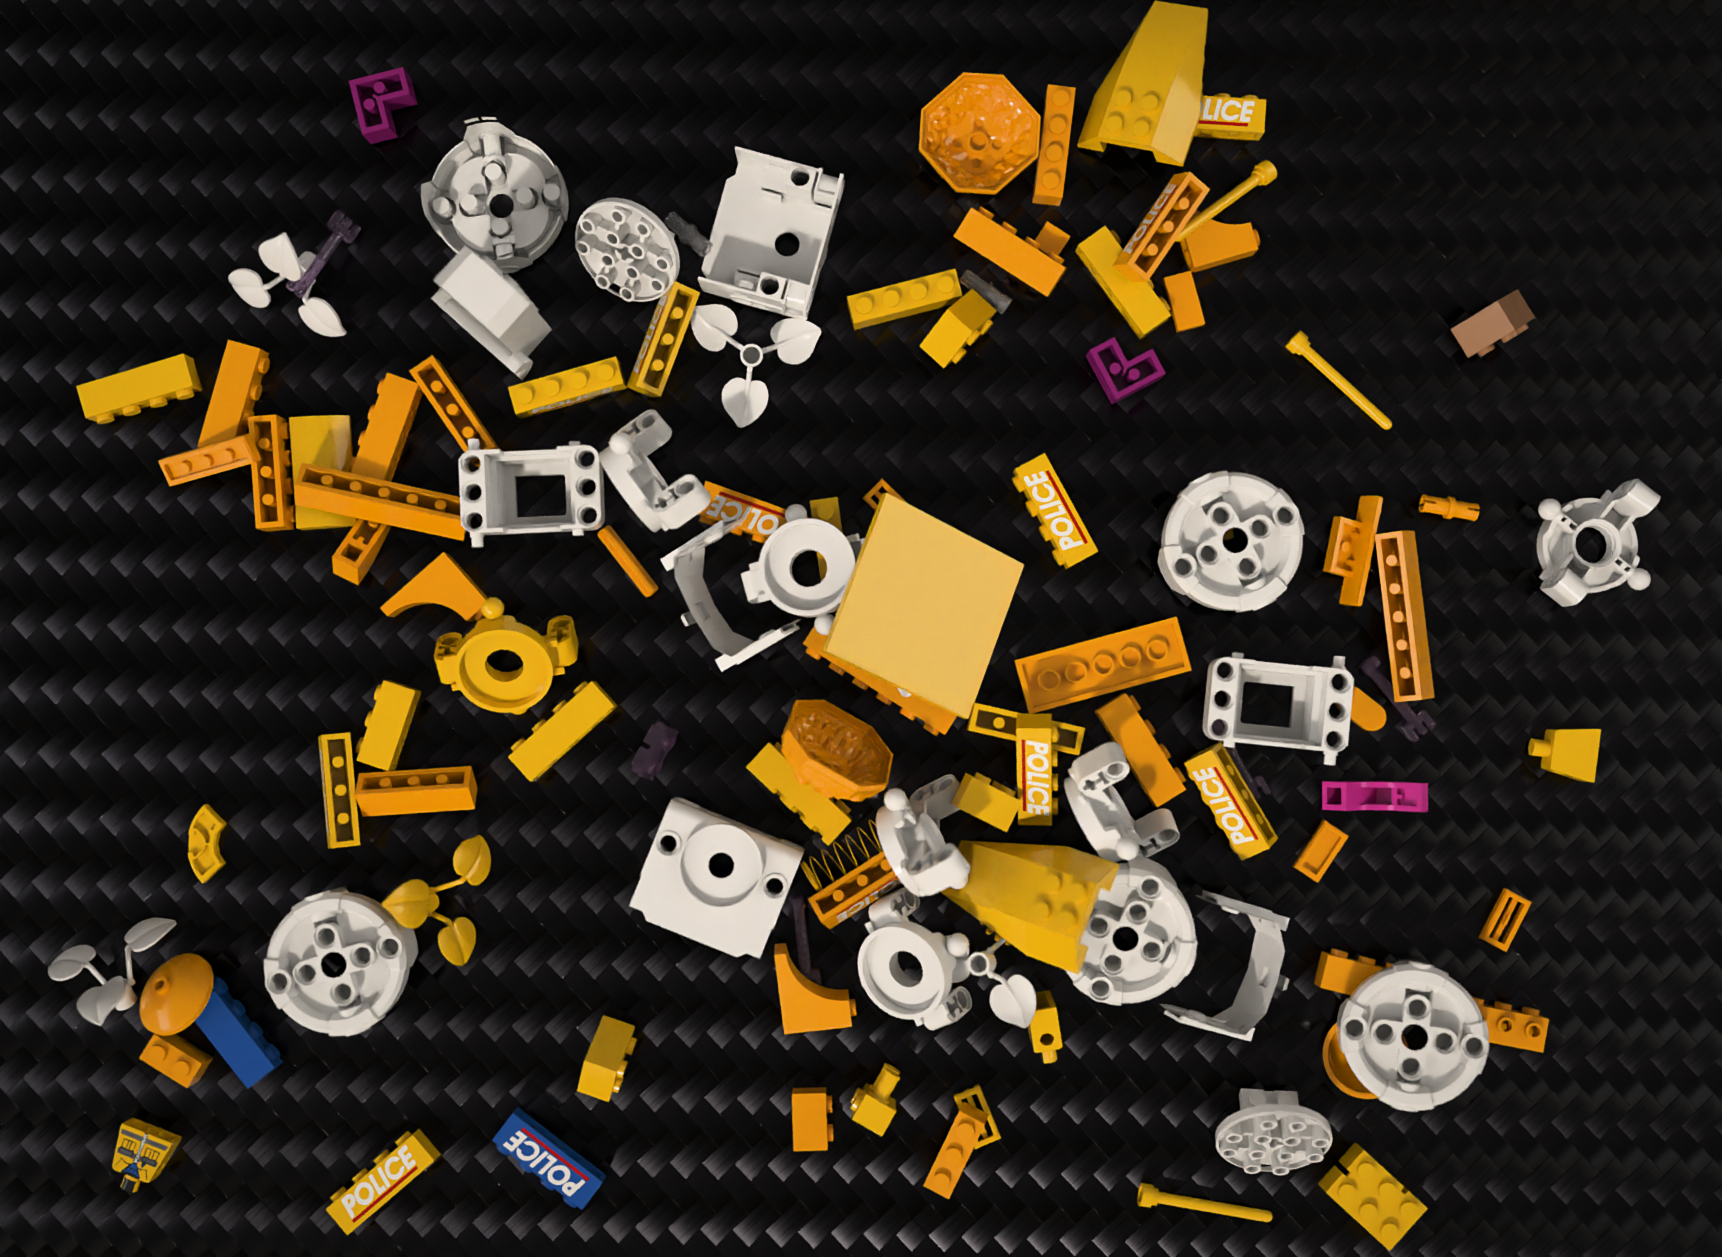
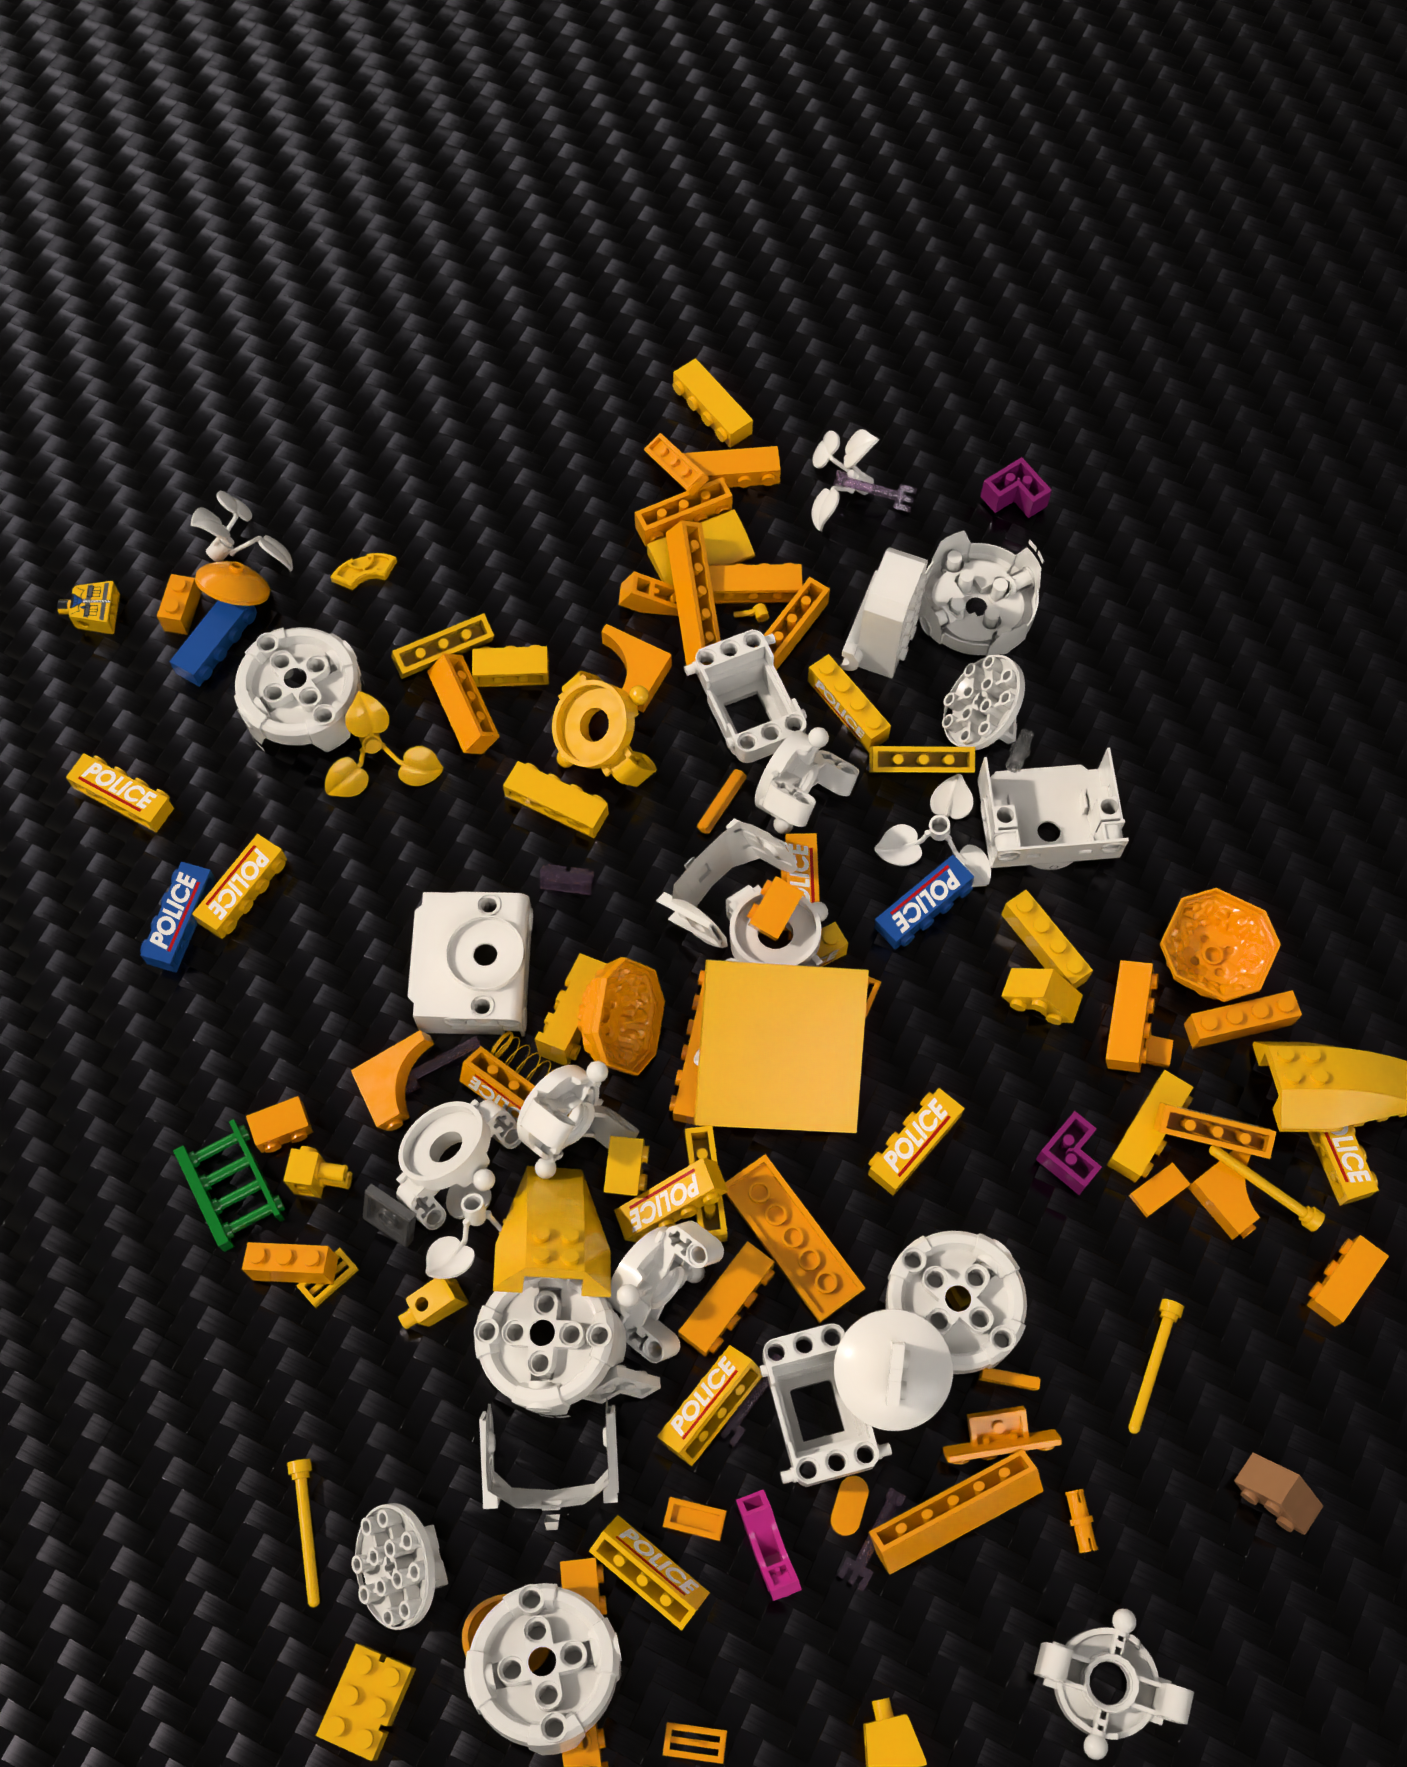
camera: 65 degrees right, 20 degrees down
(421, 437) = (759, 610): none -> yellow hand
(539, 1085) = (240, 886): none -> yellow brick
(605, 1060) = (281, 926): yellow brick -> none
(788, 560) = (775, 907): none -> light orange brick
(817, 401) = (924, 902): none -> blue brick
(843, 1211) = (212, 1207): none -> green fence
(945, 1042) = (389, 1215): none -> flat silver plate
(986, 291) = (1086, 1010): clear axle -> none
(1186, 860) = (624, 1381): none -> white plate
(1279, 627) = (893, 1369): none -> white bracket
(1312, 509) = (1009, 1379): none -> light orange tile
(1331, 169) = (1346, 1280): none -> light orange brick
(1356, 910) = (649, 1572): none -> yellow brick

